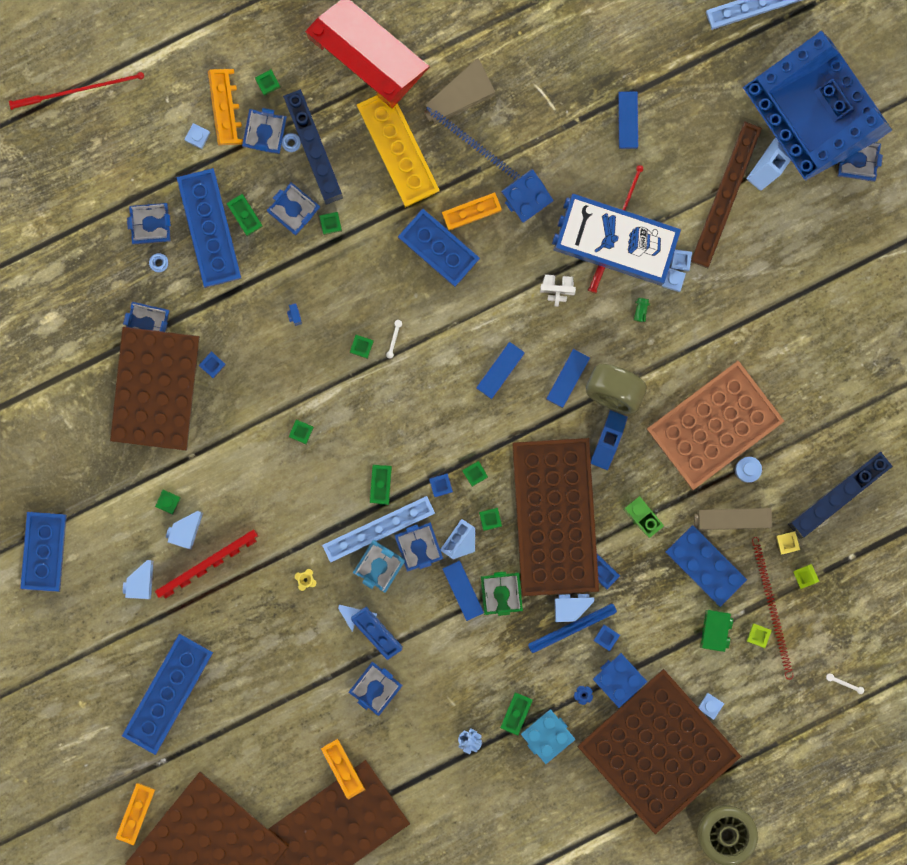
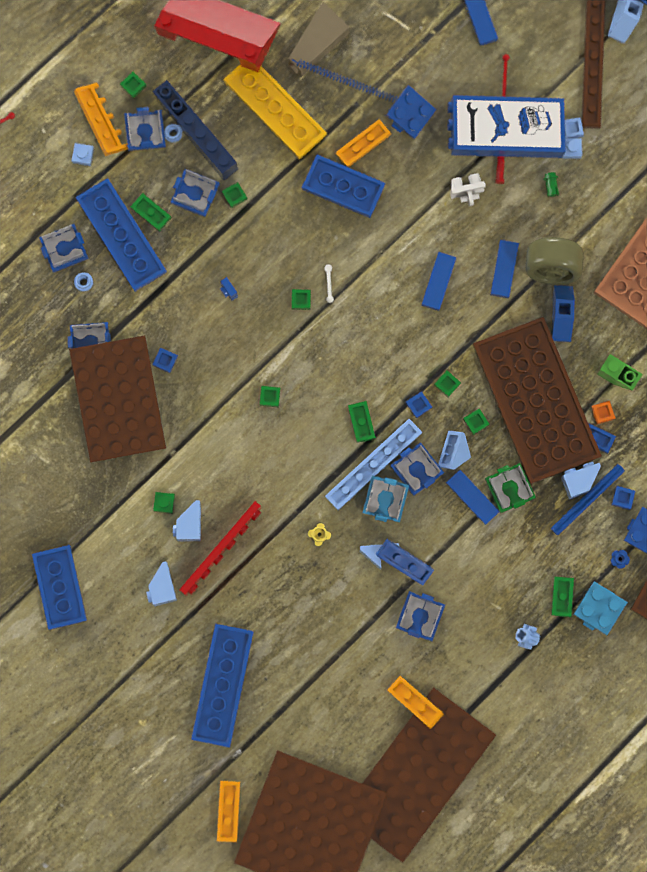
camera: 15 degrees left, 5 degrees down
(615, 548) = (603, 412): none -> orange tile

